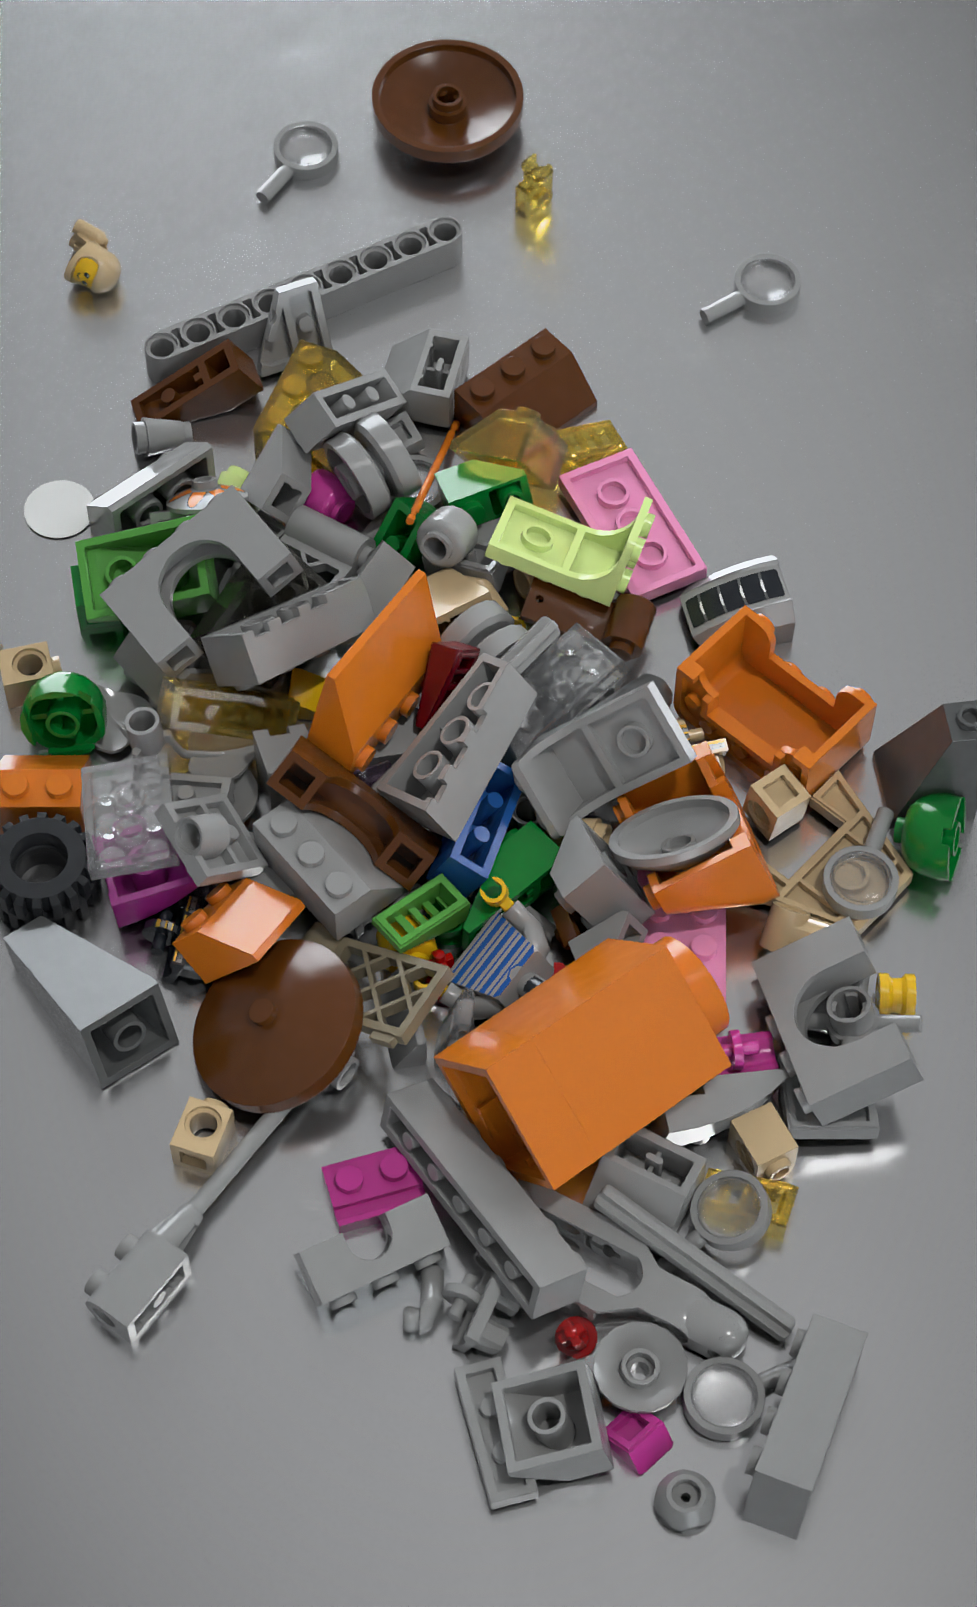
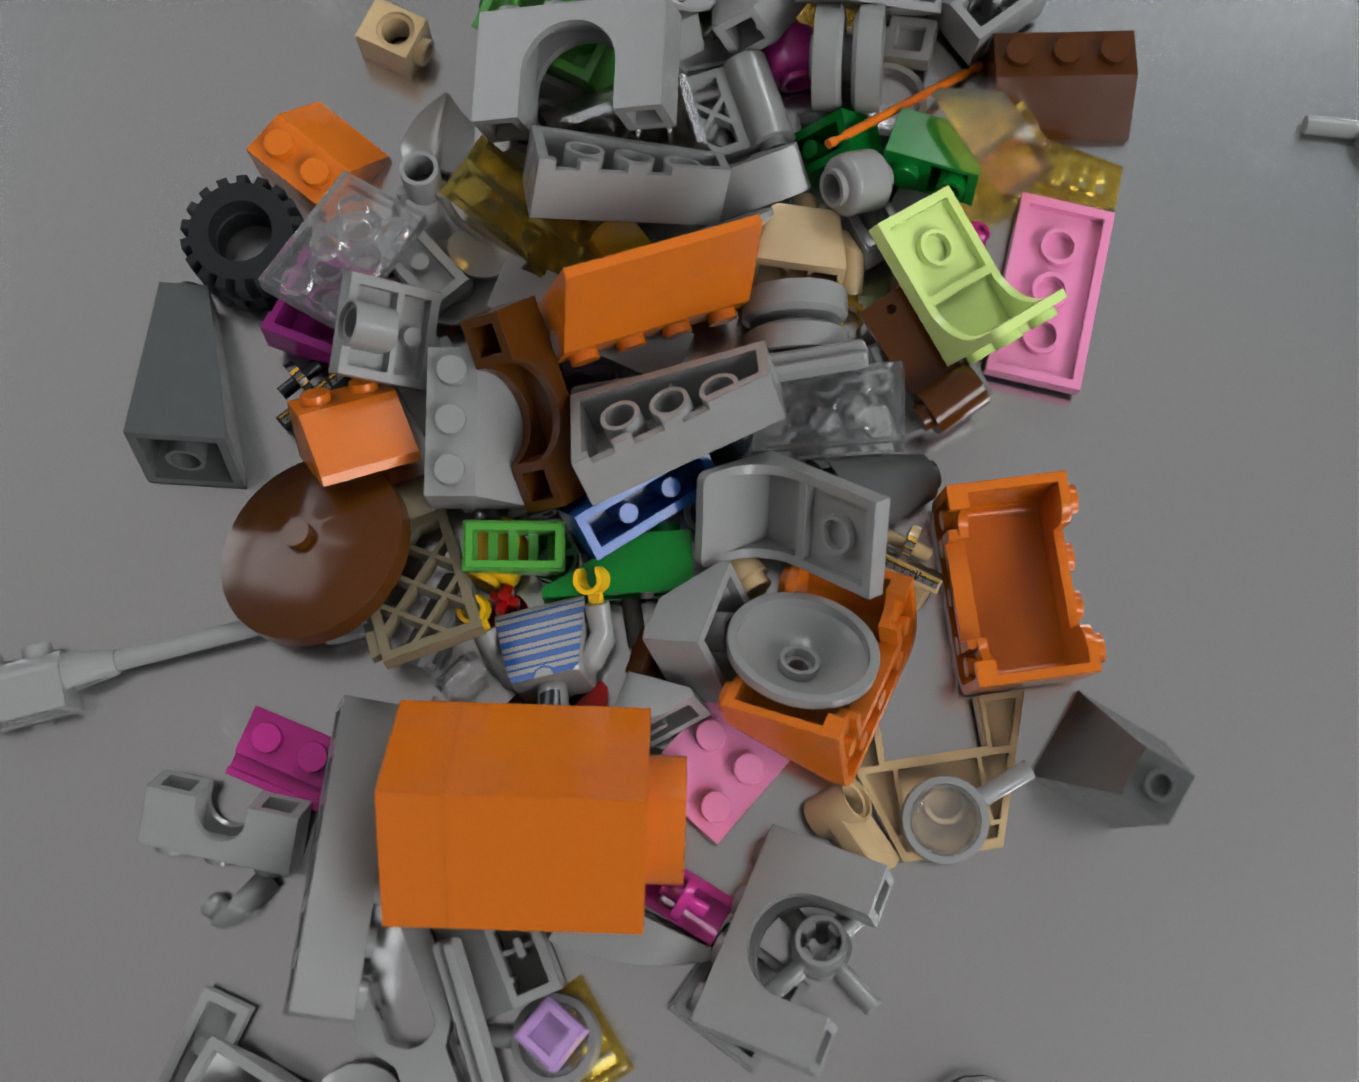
camera: 35 degrees right, 20 degrees up
(64, 714) = (391, 99): green cylinder -> none
(208, 1152) = (160, 597): tan brick -> none
(445, 669) = (729, 325): dark red slope -> none
(477, 1328) = (258, 961): light grey hips -> none
(576, 1337) = (331, 1040): red piece -> none
(721, 595) = (1084, 439): slope -> none
(724, 1201) = (551, 1034): none -> lavender tile
(763, 1143) = (642, 1000): tan brick -> none
(776, 802) = (937, 679): tan brick -> none
(895, 994) = (884, 951): yellow wheel -> none
(932, 835) = (1049, 827): green cylinder -> none

